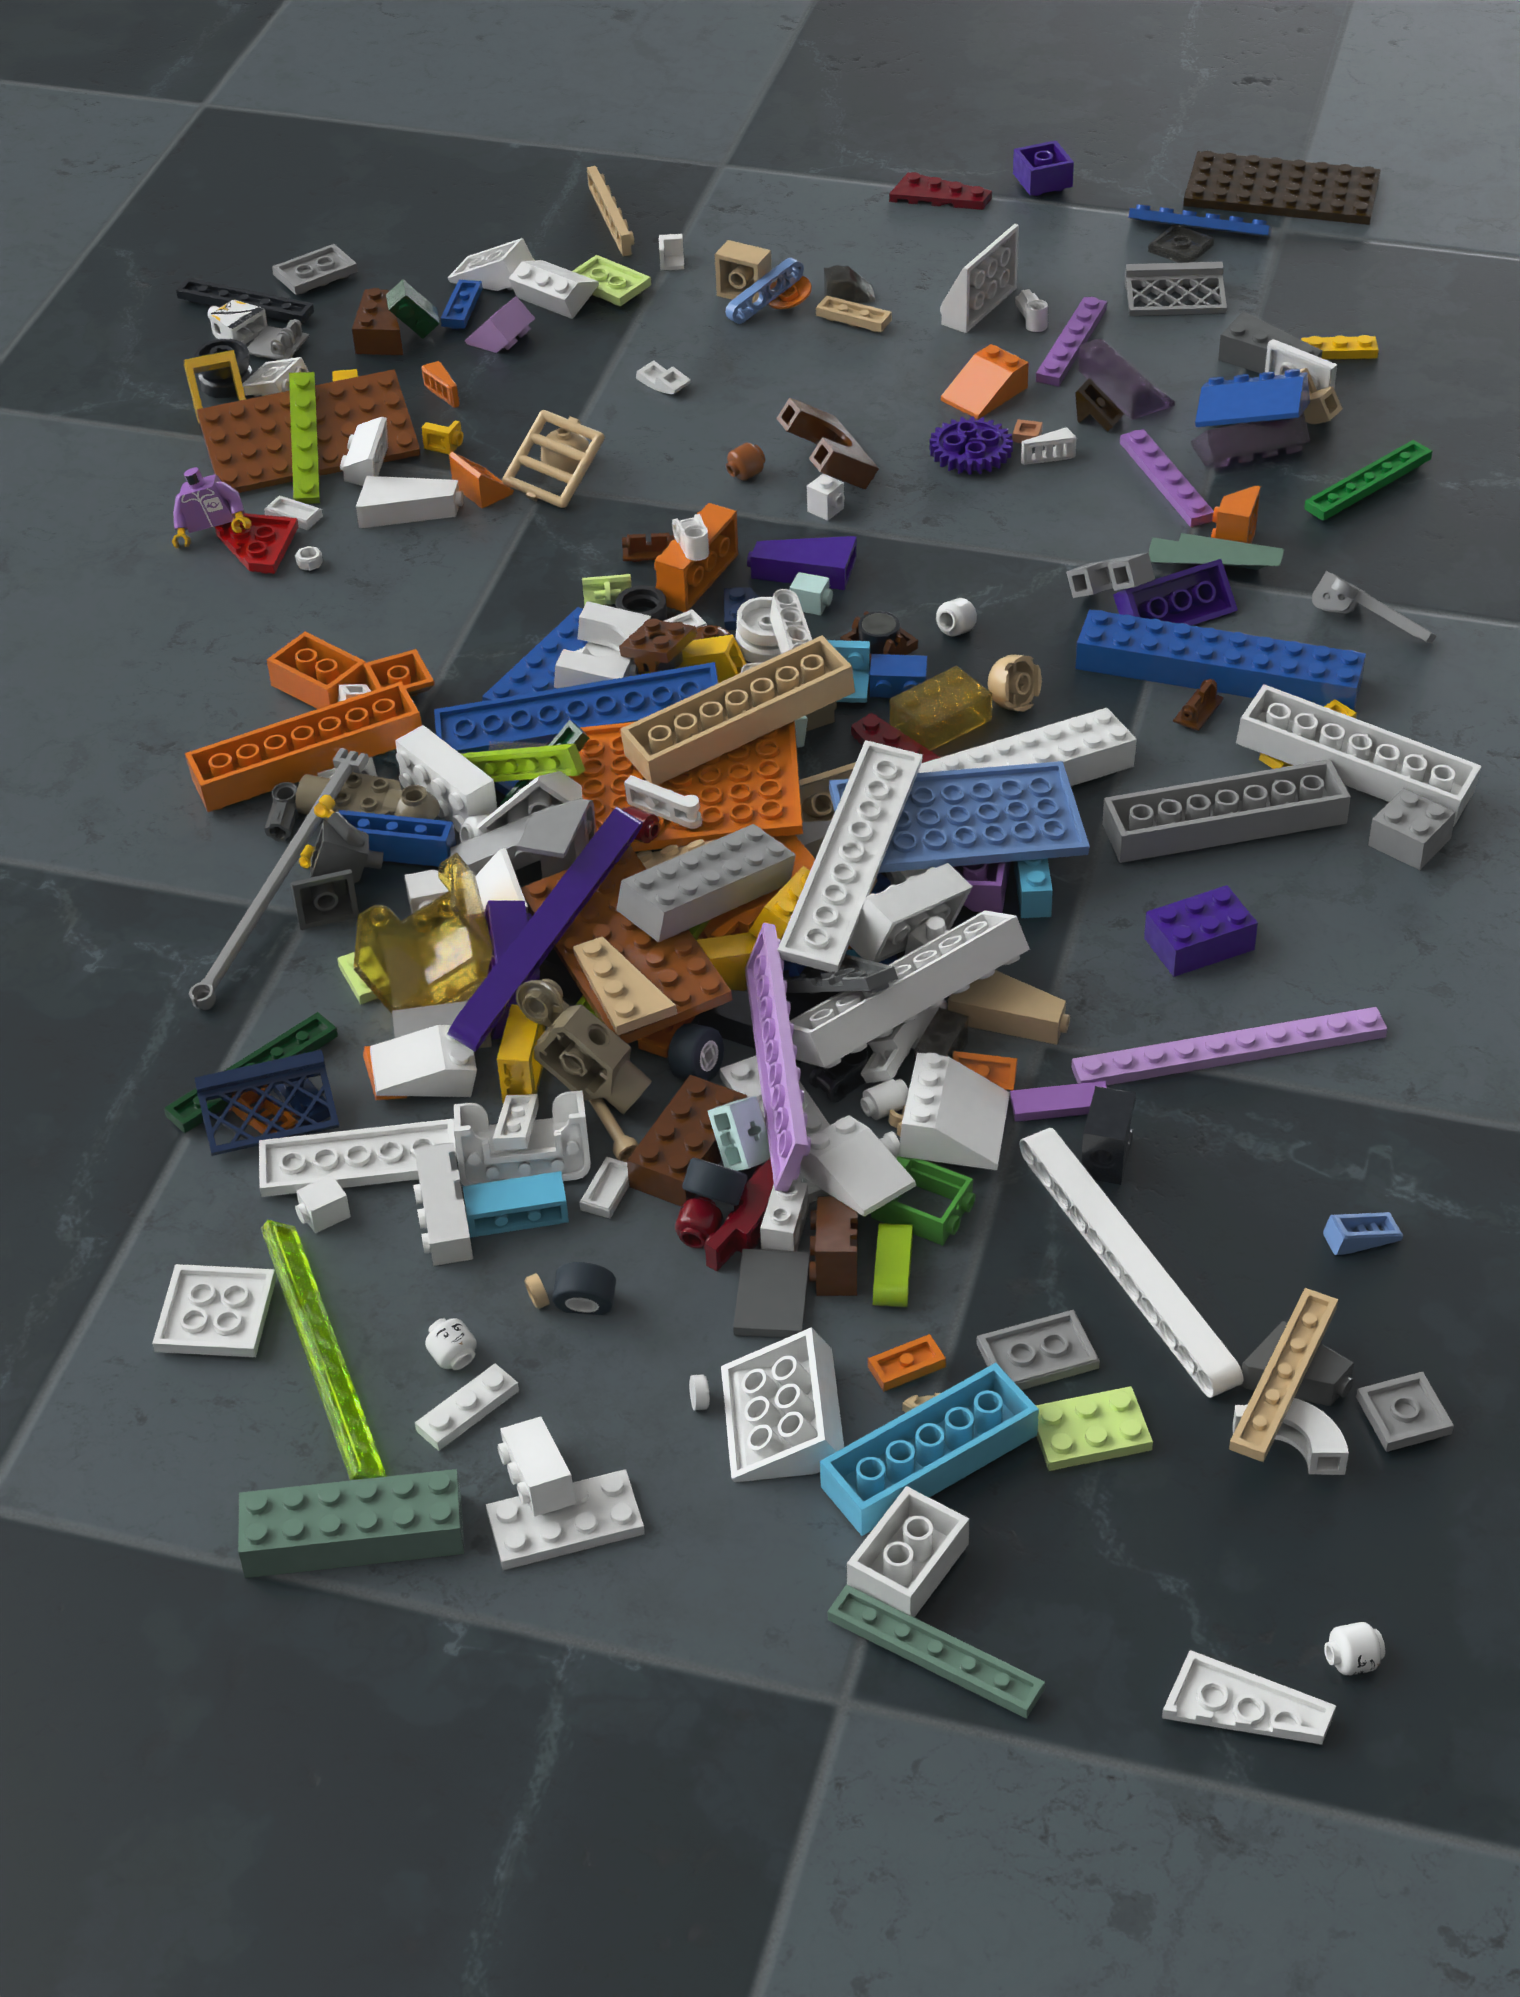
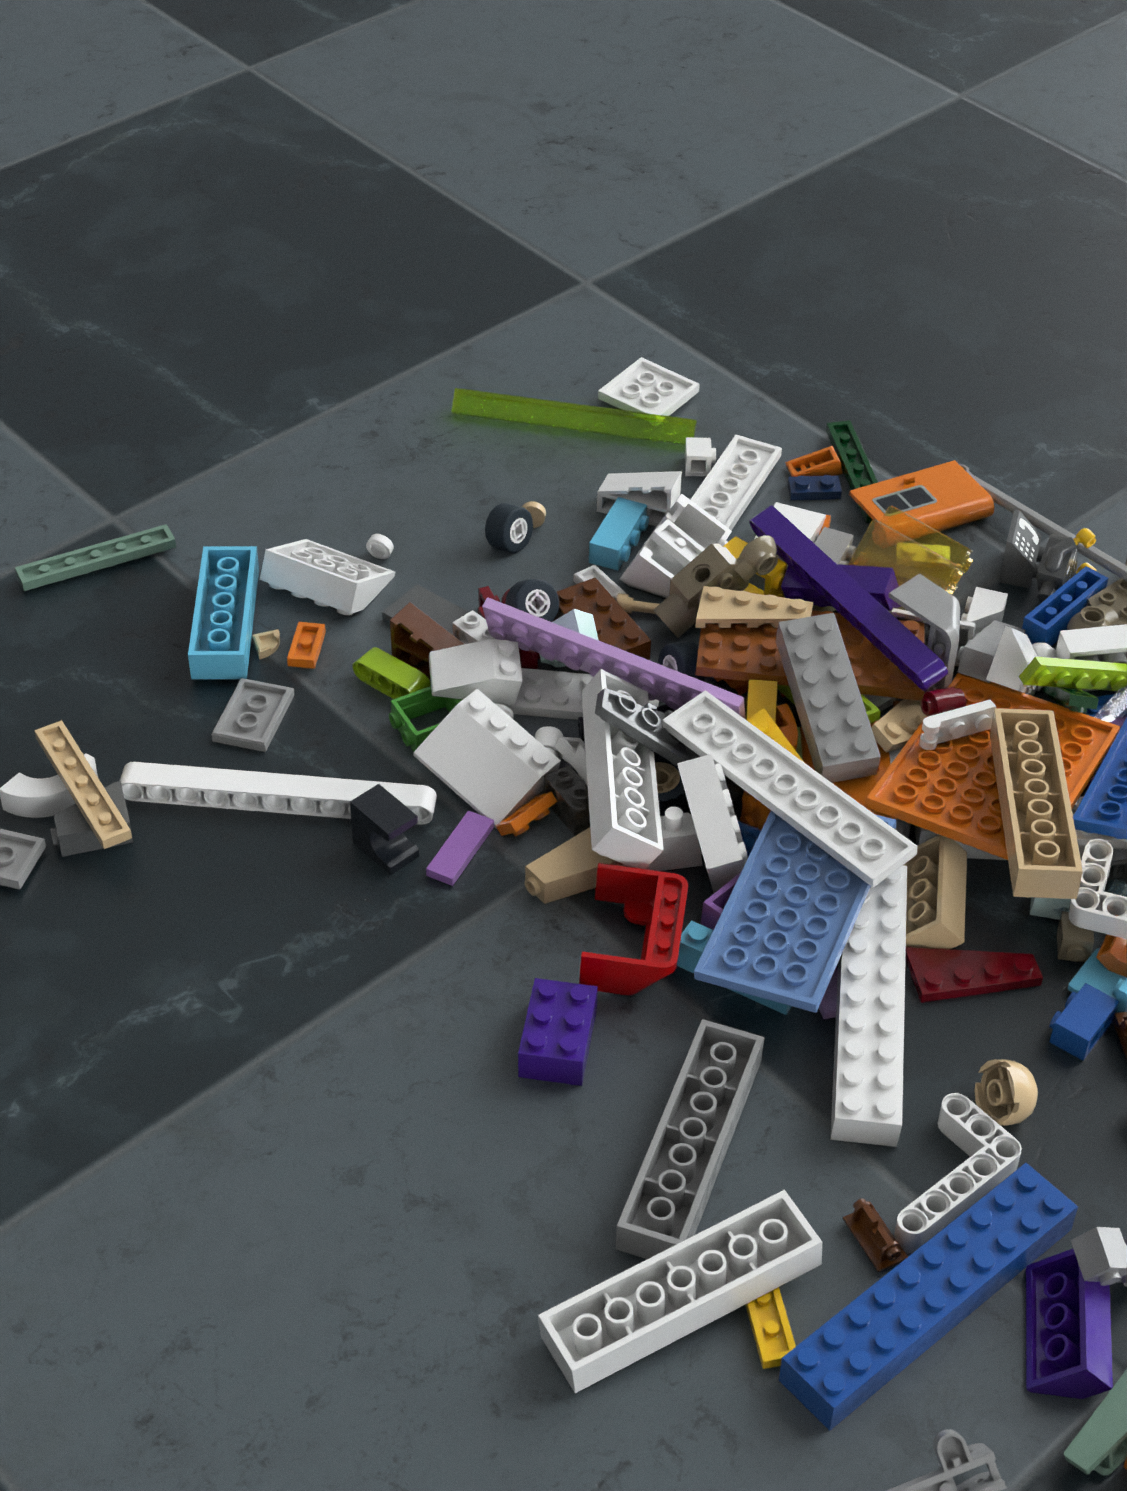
camera: 120 degrees right, 0 degrees up
(254, 1079) = (827, 455): dark blue fence -> none
(282, 996) = (936, 496): none -> orange door
(350, 1523) = (426, 383): sand green brick -> none
(451, 1343) = (523, 464): white head -> none
(466, 1407) = (474, 461): white plate -> none
(536, 1466) = (386, 452): white brick -> none
(602, 1515) = (349, 466): white plate -> none
(909, 1552) = (162, 566): white brick -> none
(941, 708) = (1007, 1019): clear yellow brick -> none
(1065, 904) = (649, 900): none -> red windscreen
(1092, 1428) = (168, 706): yellowish green plate -> none
(1111, 679) = (992, 1159): none -> white beam
(1230, 1047) = (416, 987): lavender plate -> none
(1348, 1232) = (168, 918): medium blue slope -> none
(1411, 828) = (550, 1273): light grey brick -> none

